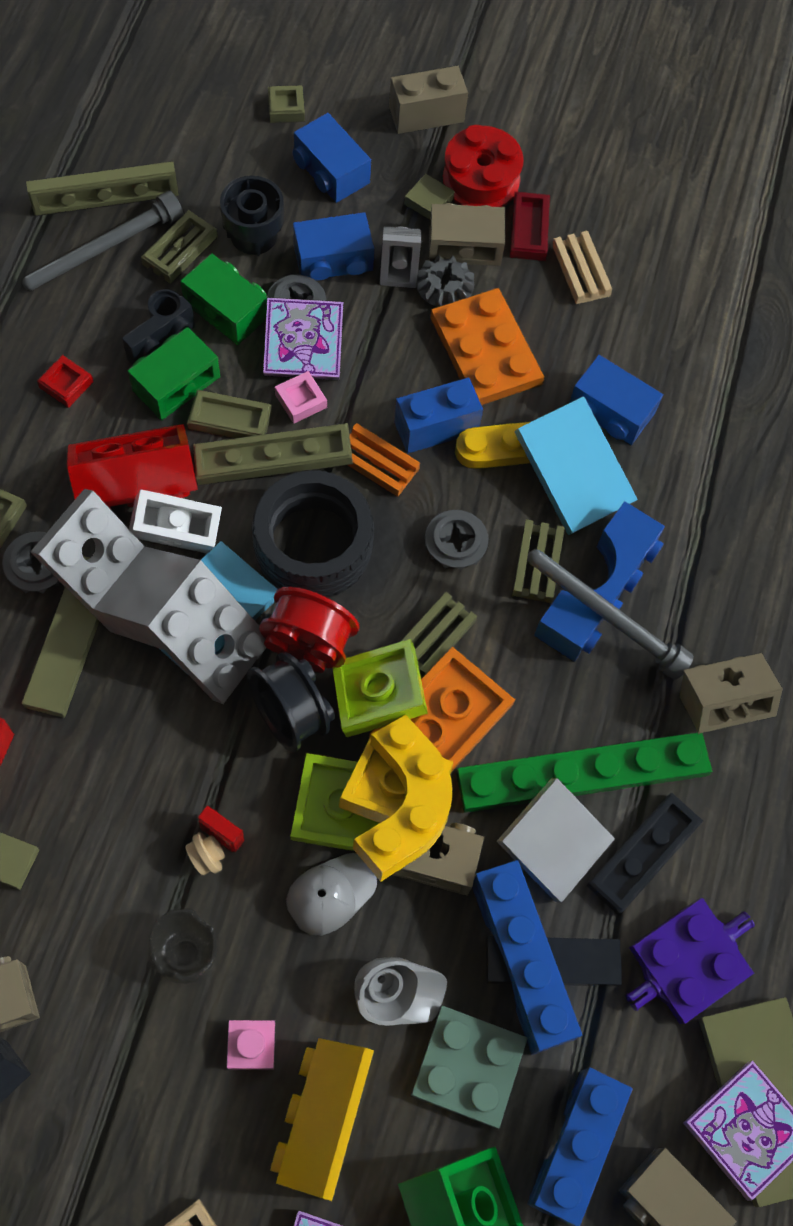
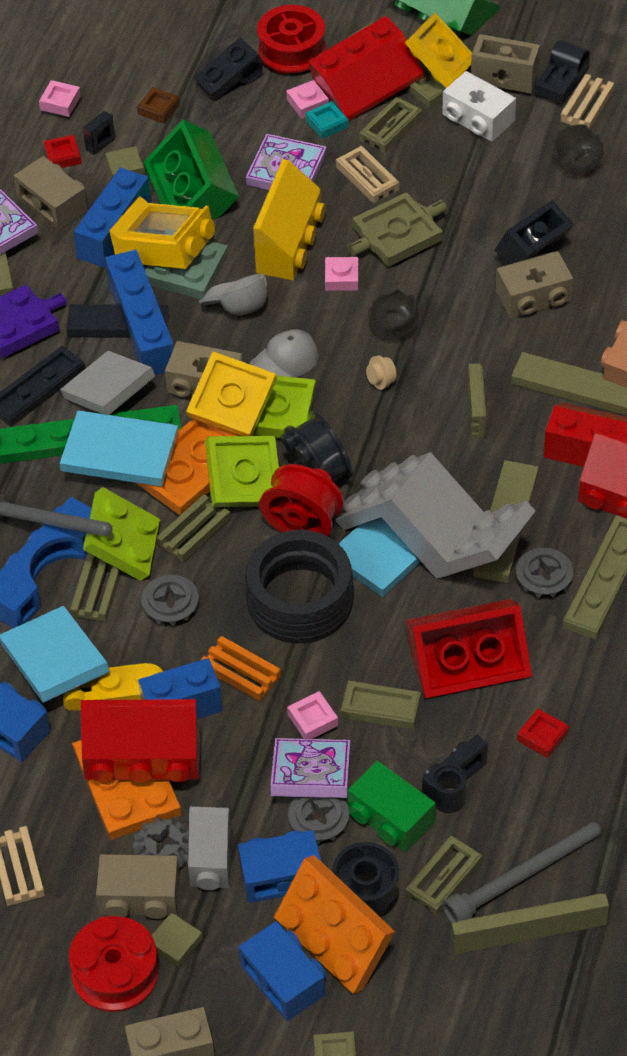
camera: 170 degrees left, 15 degrees down
(85, 801) = (476, 401): none -> olive tile
(166, 1125) = (397, 229): none -> olive plate
(174, 373) = (435, 729): green brick -> none
(175, 521) = (422, 584): white brick -> none
(222, 829) = (369, 385): red tile -> none
(272, 454) = (337, 663): olive tile -> none
(281, 173) = (334, 924): none -> orange plate
(426, 803) = (210, 364): yellow plate -> none
(475, 337) = (140, 740): none -> red slope
(504, 1095) = (163, 233): none -> yellow window
(515, 606) = (132, 538): none -> lime plate
(530, 226) = (65, 910): dark red tile -> none
(531, 723) = (119, 448): none -> medium azure tile

